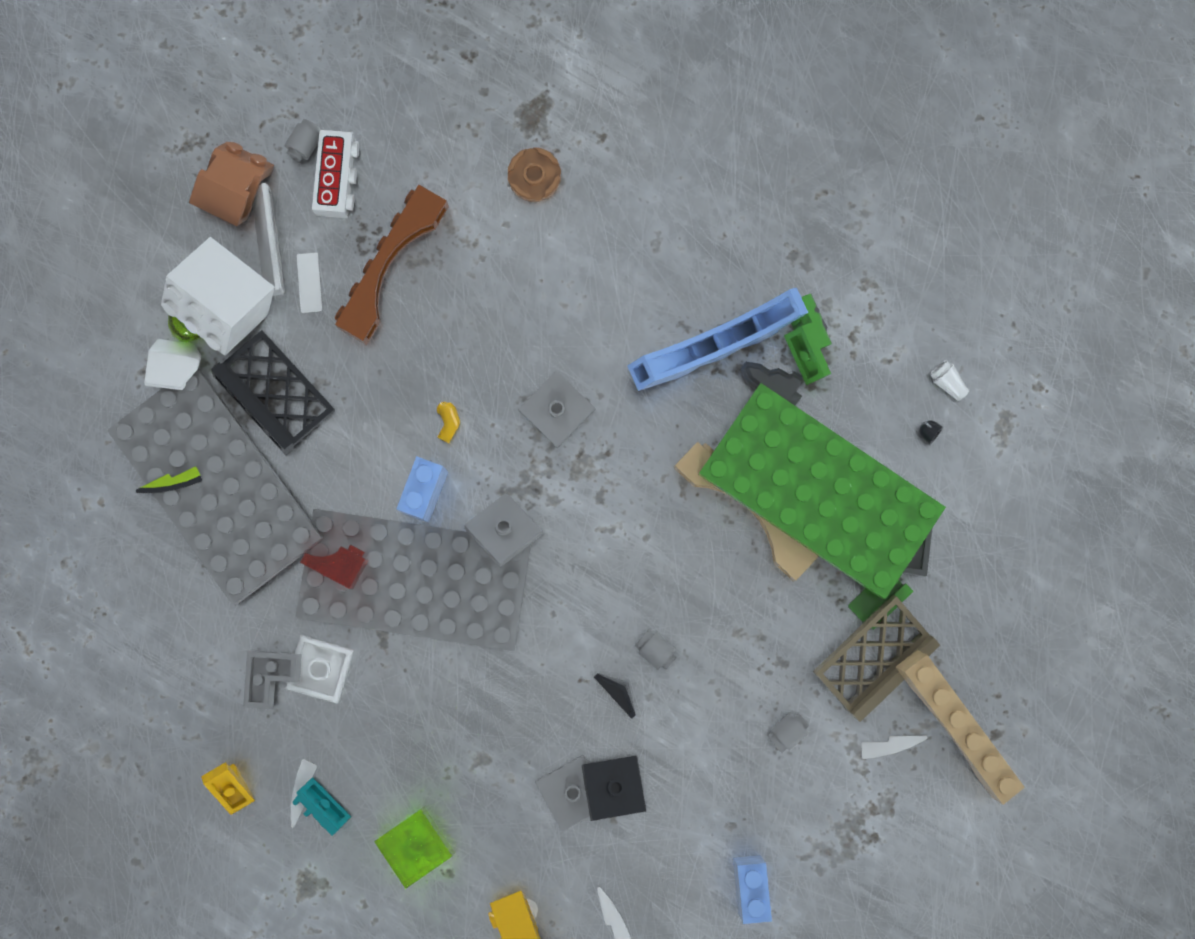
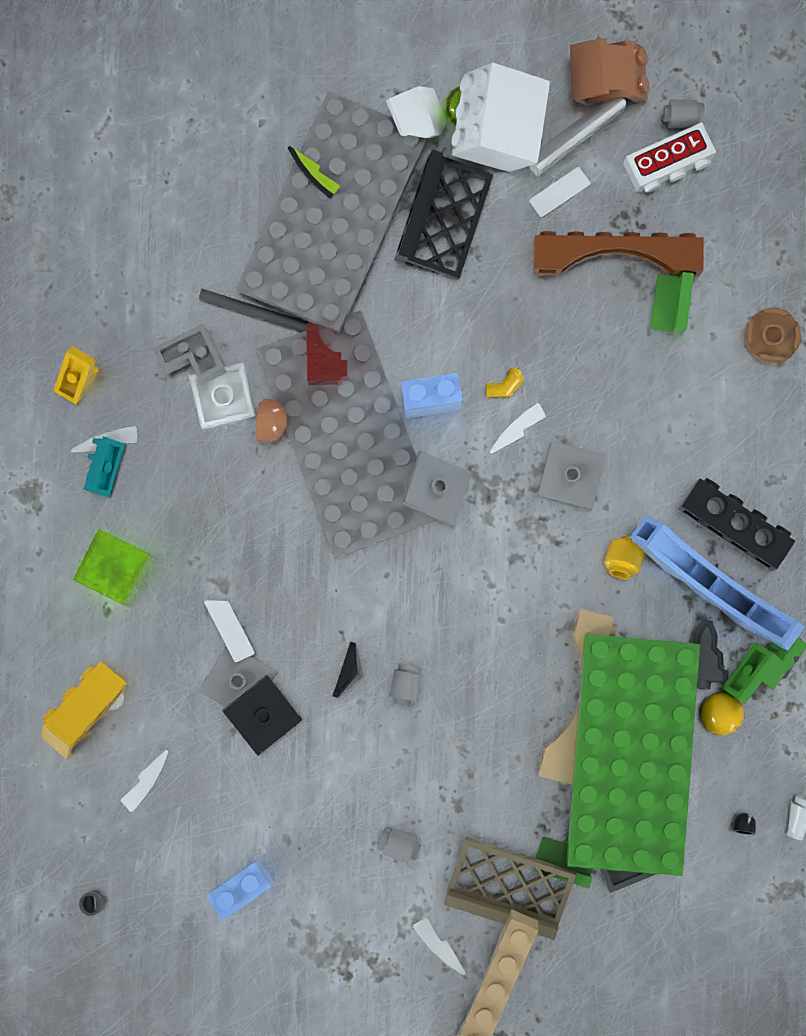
camera: 60 degrees right, 0 degrees up
(260, 601) = (253, 310): none -> dark grey bar
(364, 639) = (270, 420): none -> nougat hair
(458, 242) = (672, 302): none -> bright green panel
(491, 434) = (516, 429): none -> white sticker
(524, 774) = (230, 629): none -> white sticker
(642, 320) = (779, 538): none -> black brick
(652, 405) = (624, 558): none -> yellow head
(827, 397) = (722, 713): none -> yellow hair

